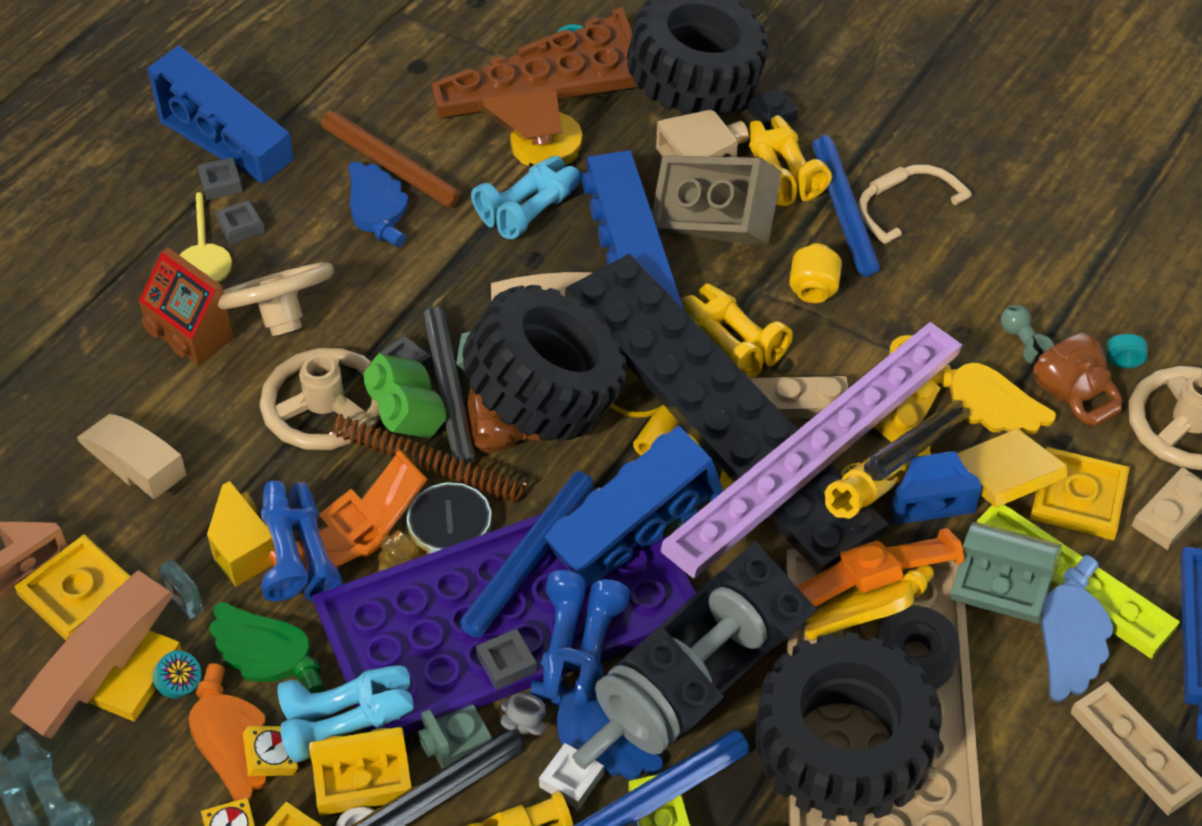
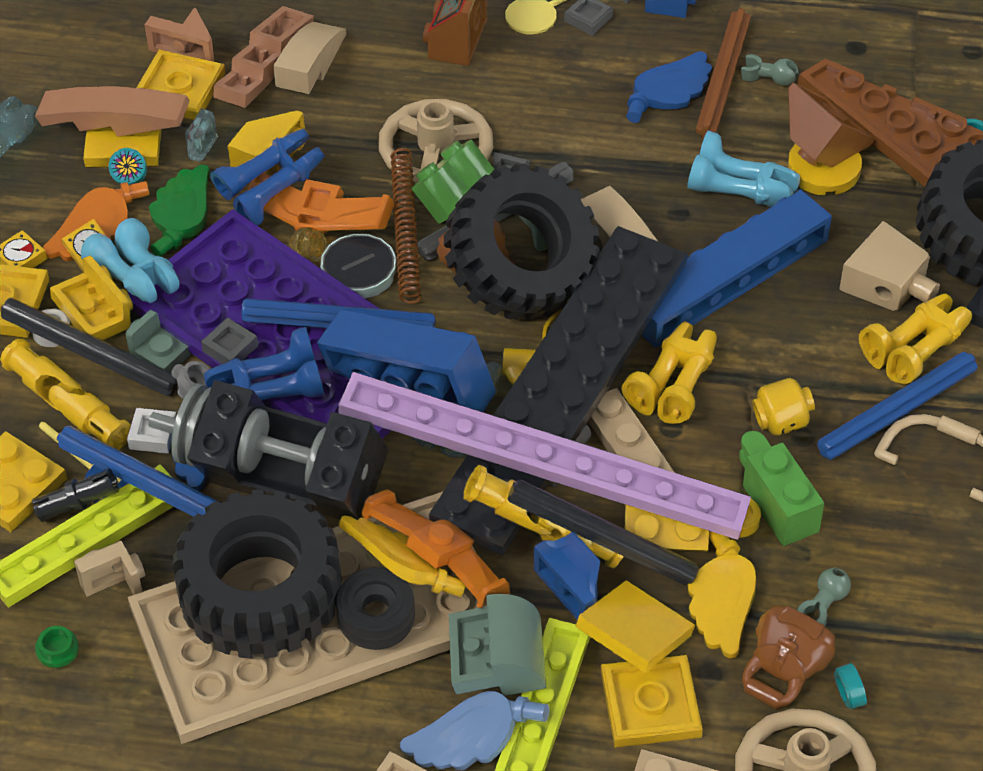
camera: 65 degrees right, 0 degrees up
(100, 495) = (254, 65): none -> nougat slope
(277, 295) = (505, 59): tan piece -> none
(419, 120) = (782, 71): none -> sand green arm
(717, 198) = (817, 302): dark tan slope -> none
(900, 308) = (780, 489): none -> bright green brick

